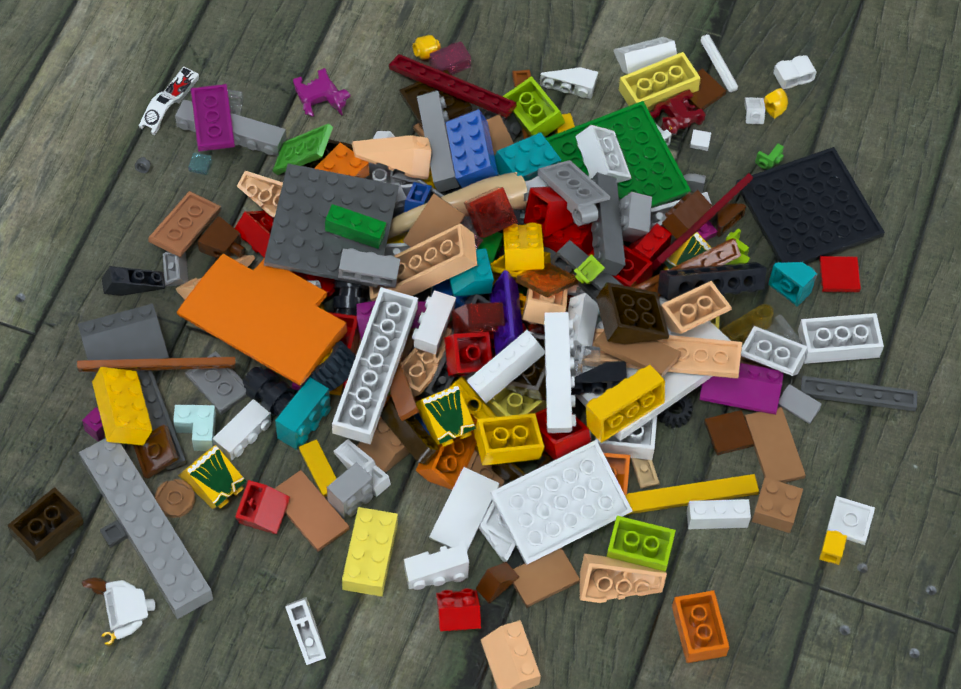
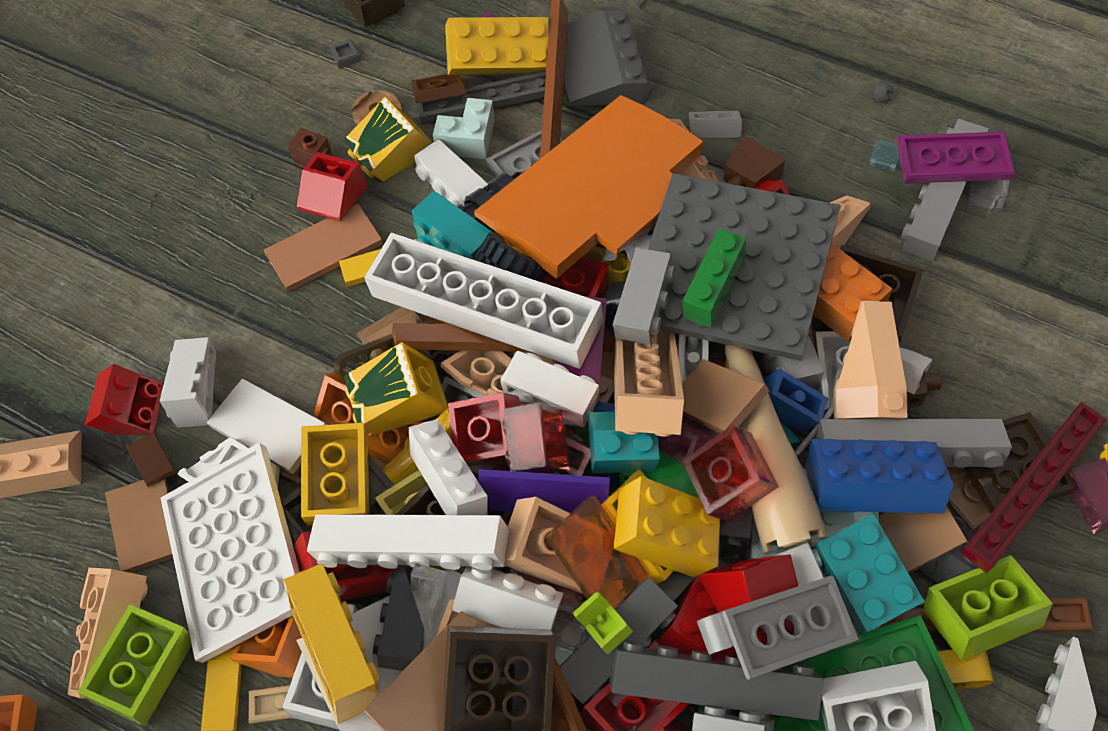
camera: 105 degrees right, 0 degrees up
(124, 606) = (243, 48): white torso -> none
(130, 281) = (693, 74): black slope -> none
(146, 527) = (334, 78): light grey brick -> none
(162, 101) = (1019, 136): white piece -> none
(184, 224) = (780, 129): nougat tile -> none
(221, 534) = (306, 144): none -> copper brick
(303, 148) = (892, 255): bright green tile -> none
(306, 630) = (159, 226): white slope -> none
(320, 91) = (1020, 302): magenta animal -> none
(349, 454) = (357, 315): white slope -> none
(350, 491) = (324, 283): light grey brick -> none
(370, 551) = (238, 305): light yellow brick -> none

